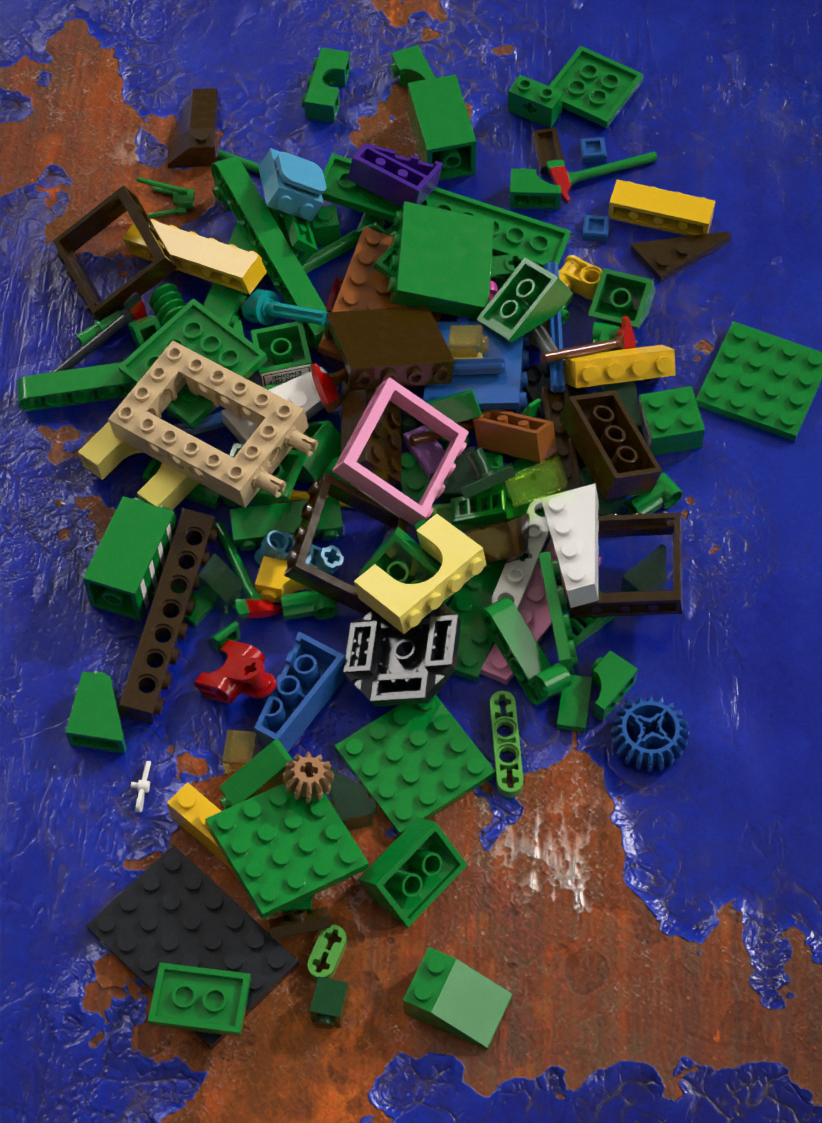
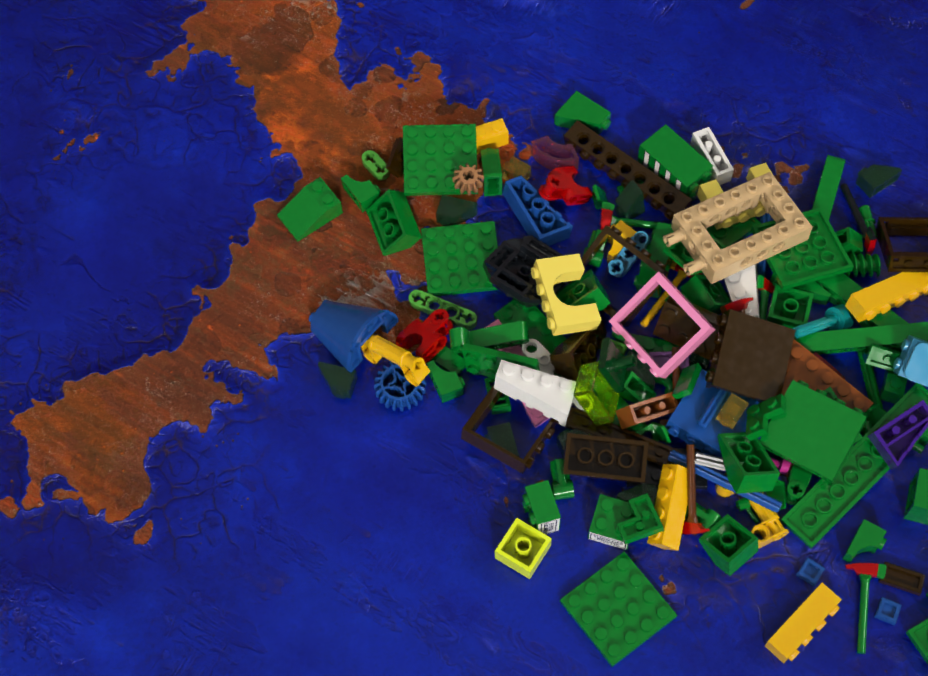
camera: 120 degrees right, 5 degrees up
(31, 341) = (877, 178): none -> clear green slope
(87, 527) = (707, 145): none -> white brick
(142, 787) = (526, 121): white piece -> none
(188, 920) = (422, 100): black plate -> none
(191, 718) = (553, 155): none -> clear pink brick
(199, 999) = (382, 90): green plate -> none
(329, 1002) = (346, 151): dark green brick -> none
(389, 937) = (362, 193): none -> green arch
(454, 311) = (760, 414): none -> green plate
(557, 730) = (429, 333): none -> red piece
(615, 826) = (347, 327): none -> blue cone
(630, 714) = (412, 367): none -> yellow piece
(663, 369) = (645, 520): none -> green plate
(672, 255) = (759, 612): dark brown wing -> none
(690, 811) = (338, 379): none -> clear green slope
(709, 491) = (541, 507): none -> green brick
(768, 491) = (523, 548): none -> neon yellow brick

